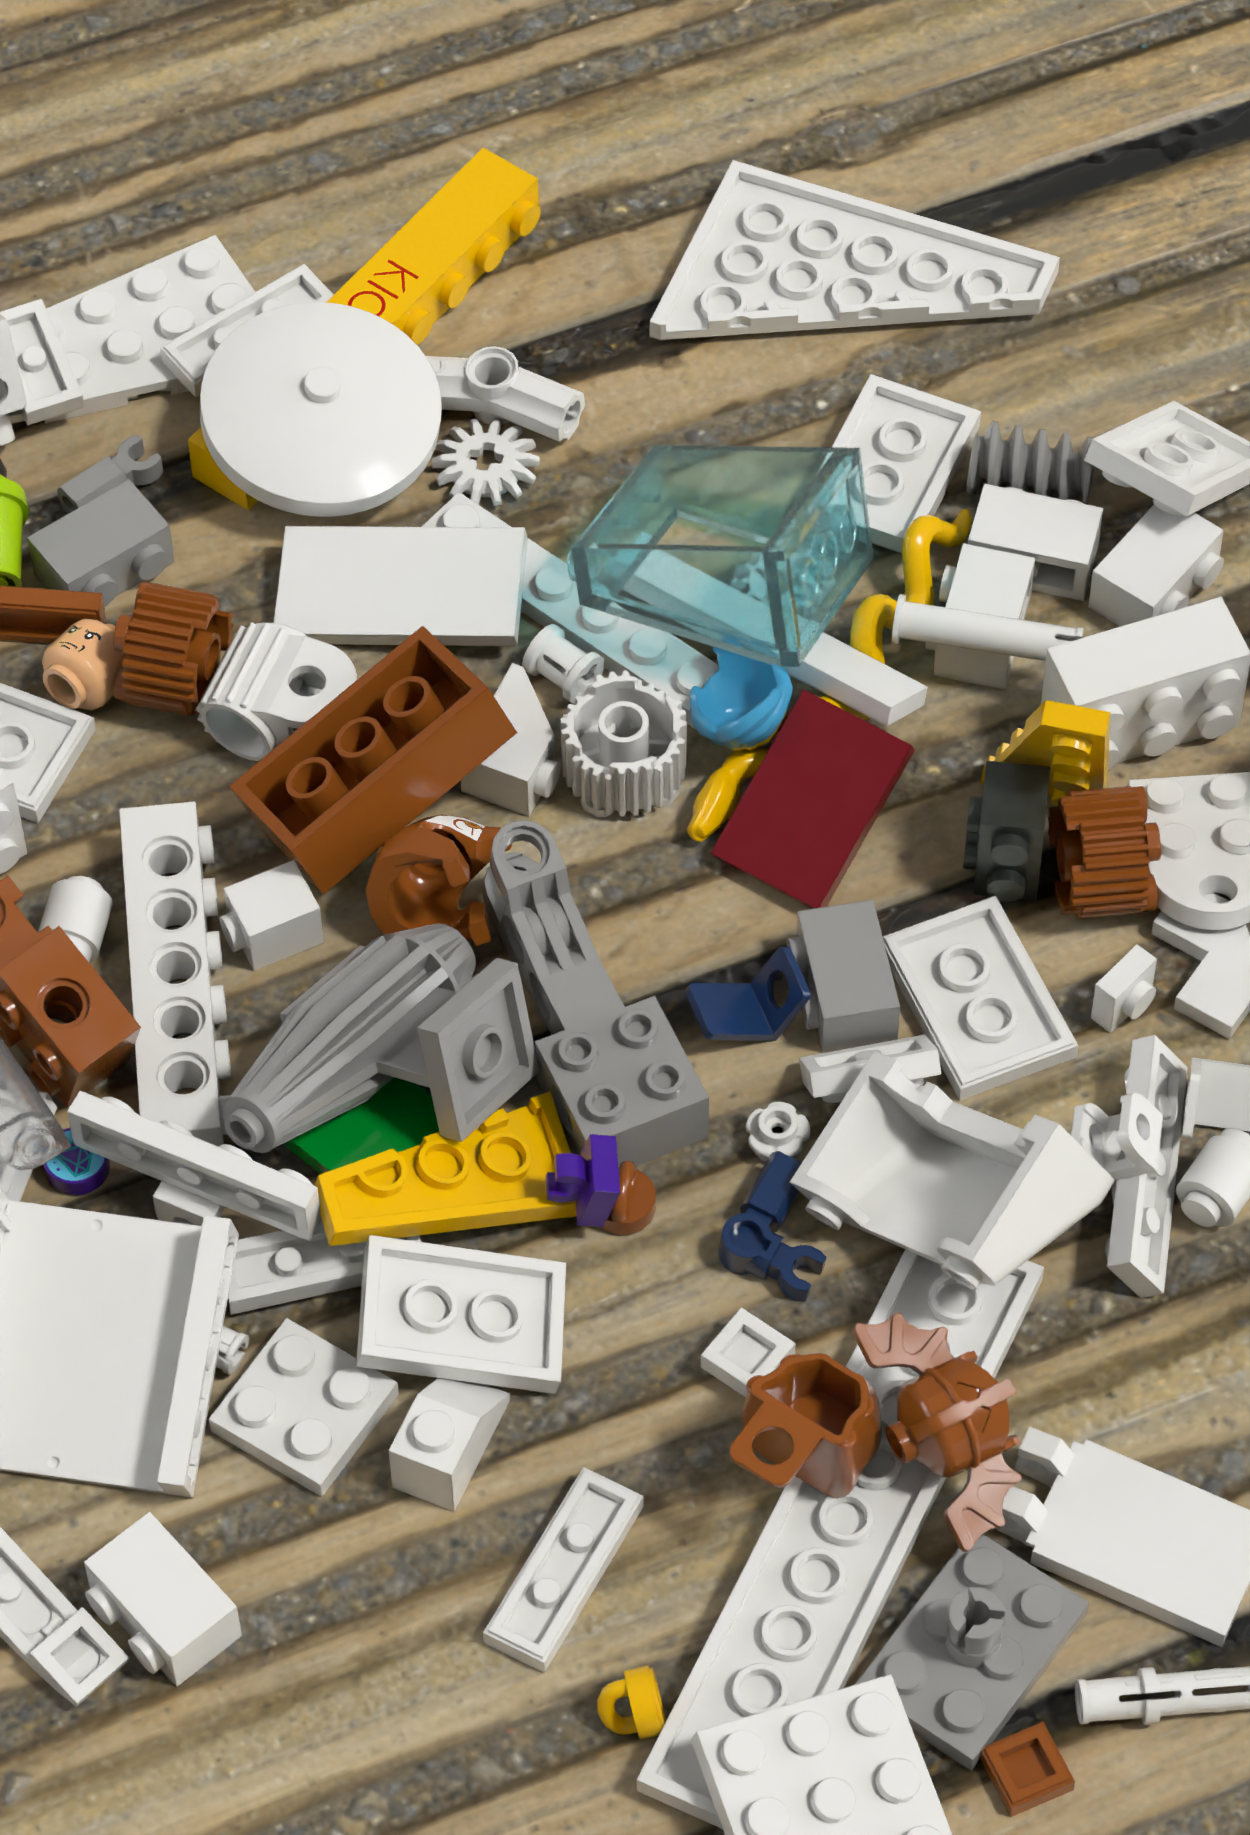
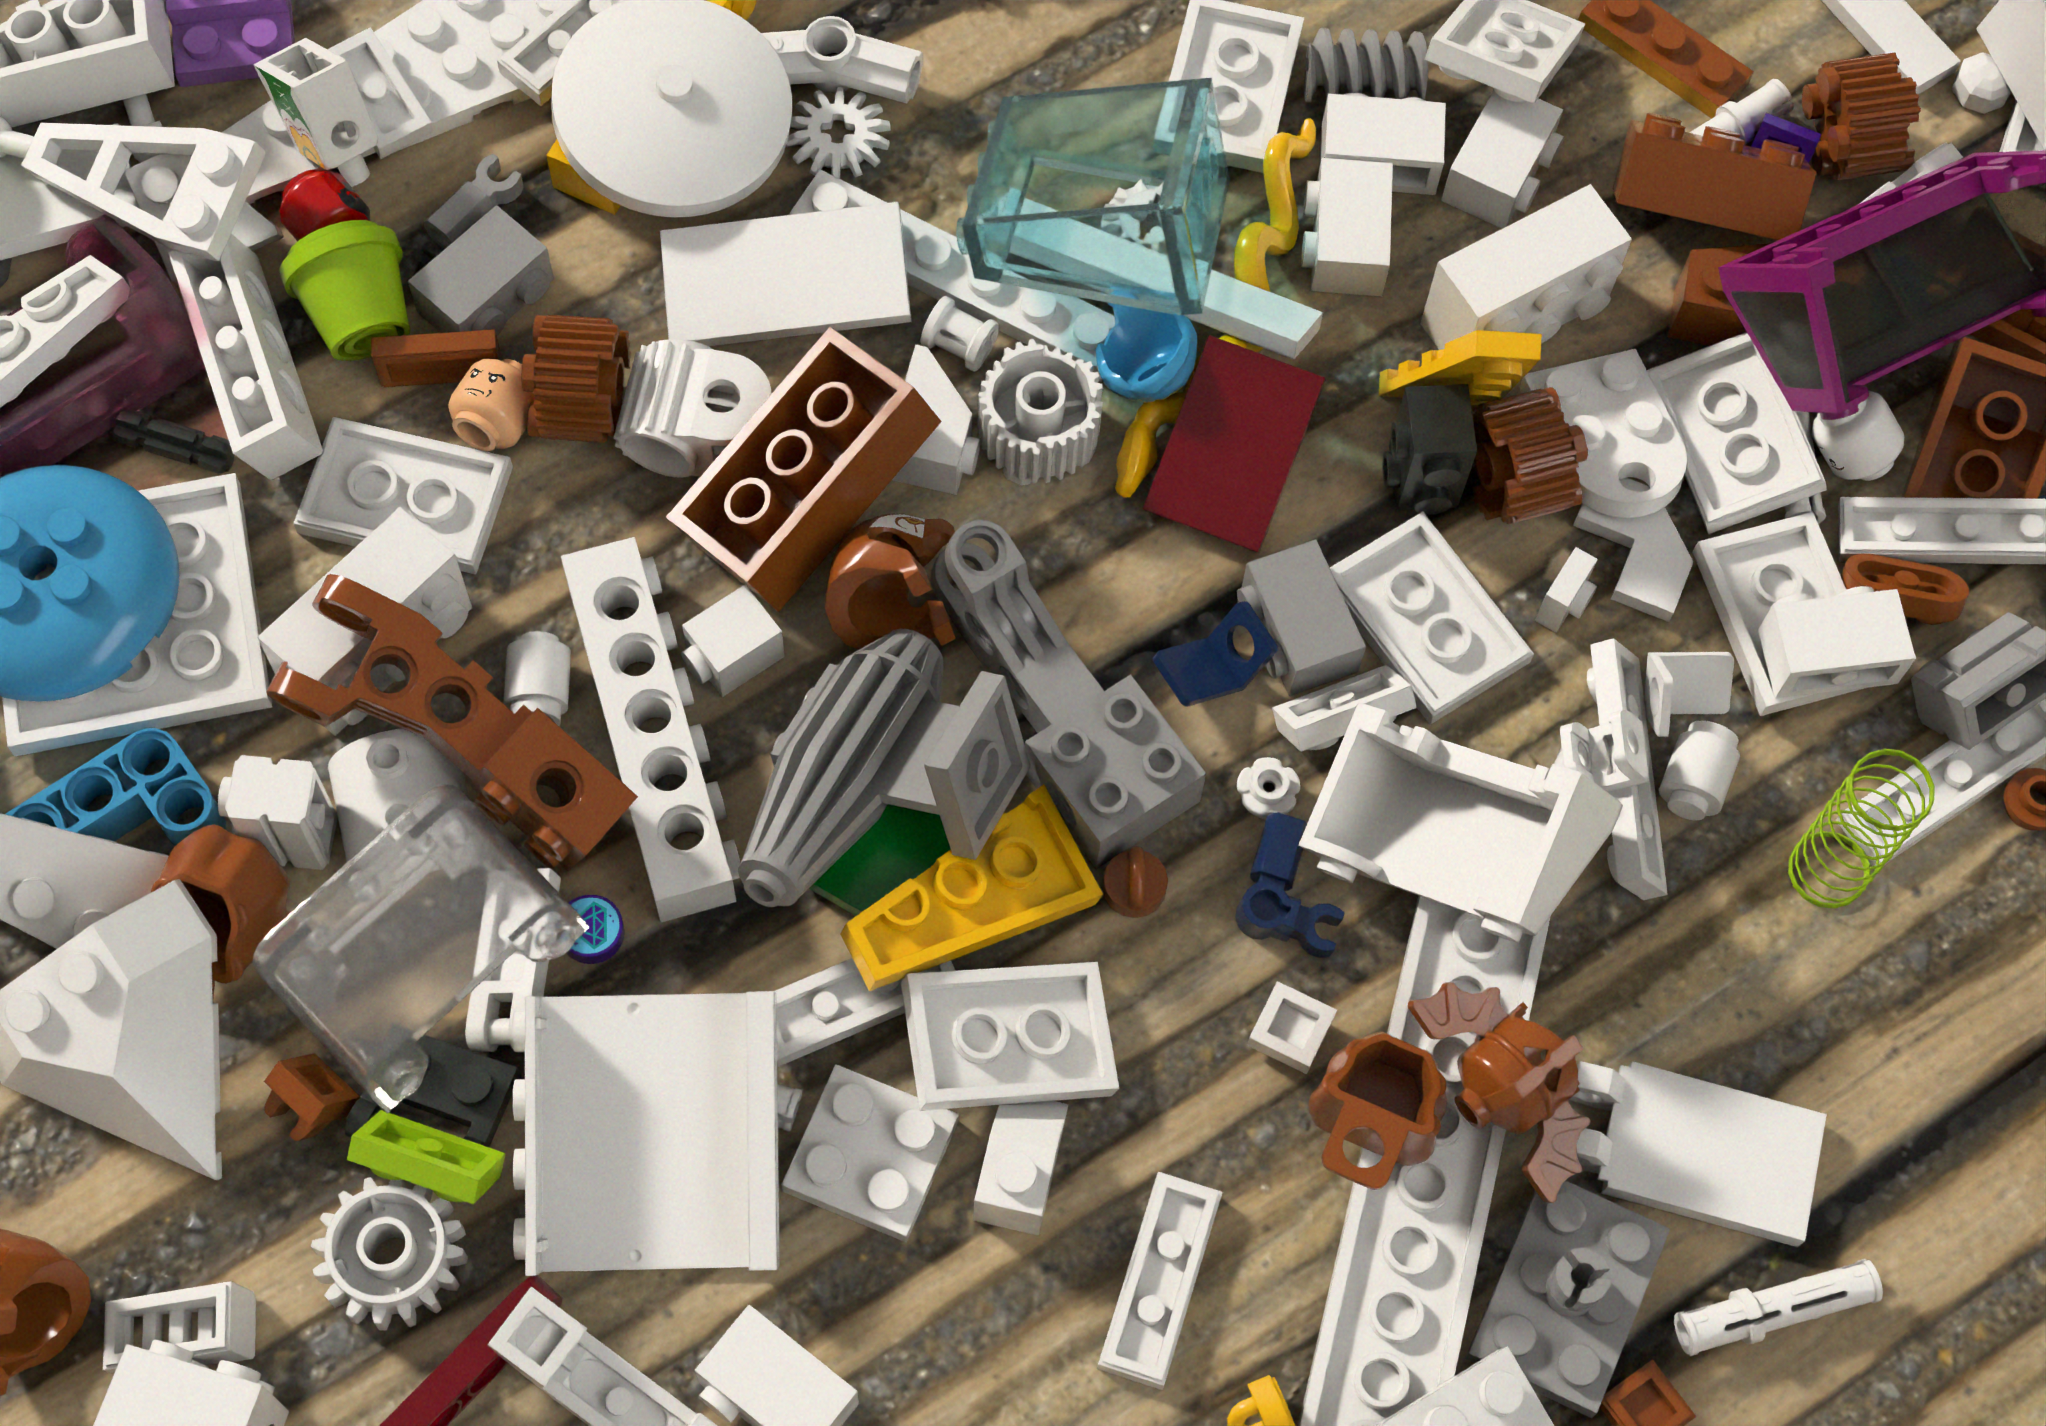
camera: 15 degrees left, 10 degrees up
(192, 1172) = (716, 939): white plate -> none
(587, 1179) = (1107, 876): dark purple tile -> none
(978, 630) = (1363, 248): white pin -> none

